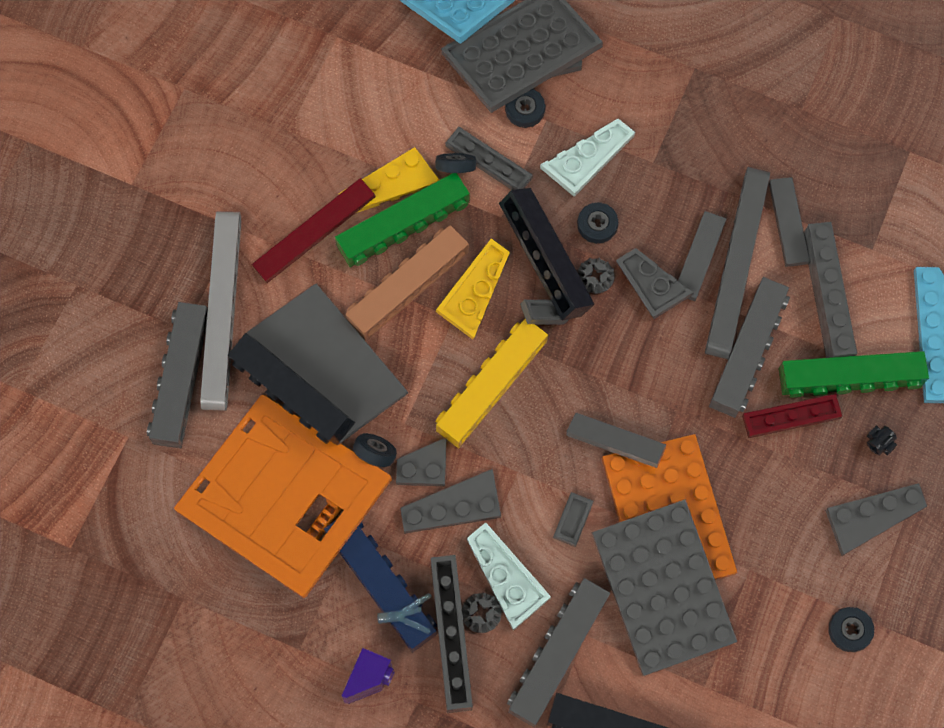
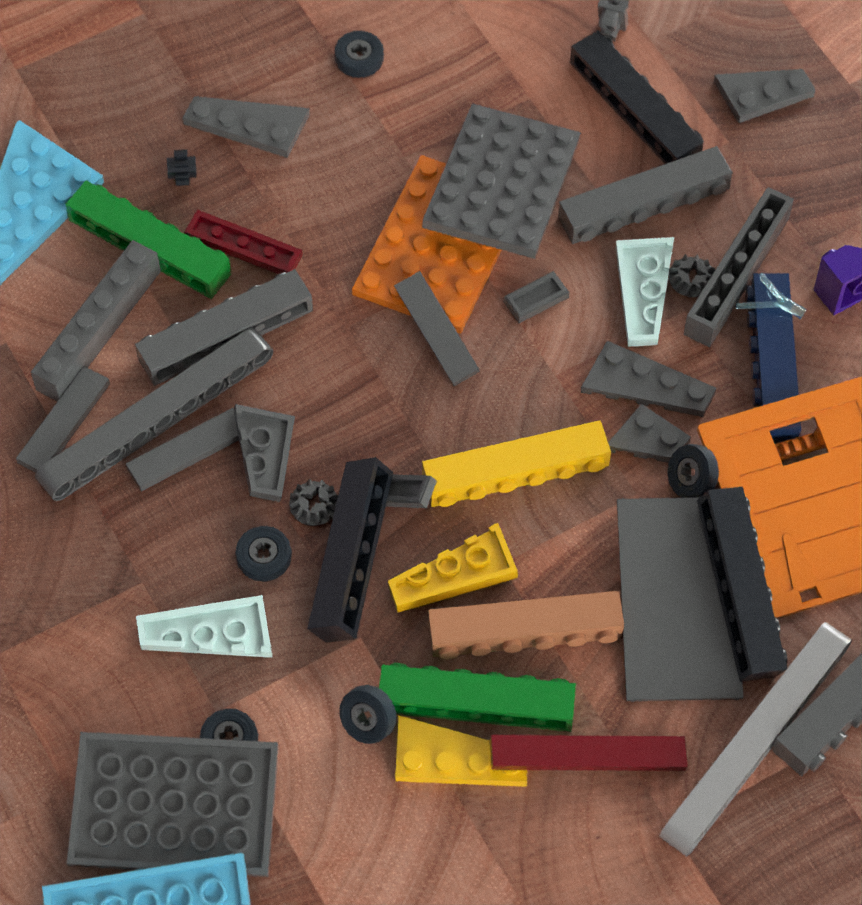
camera: 140 degrees left, 10 degrees down
(489, 160) = (322, 707): dark grey tile -> none

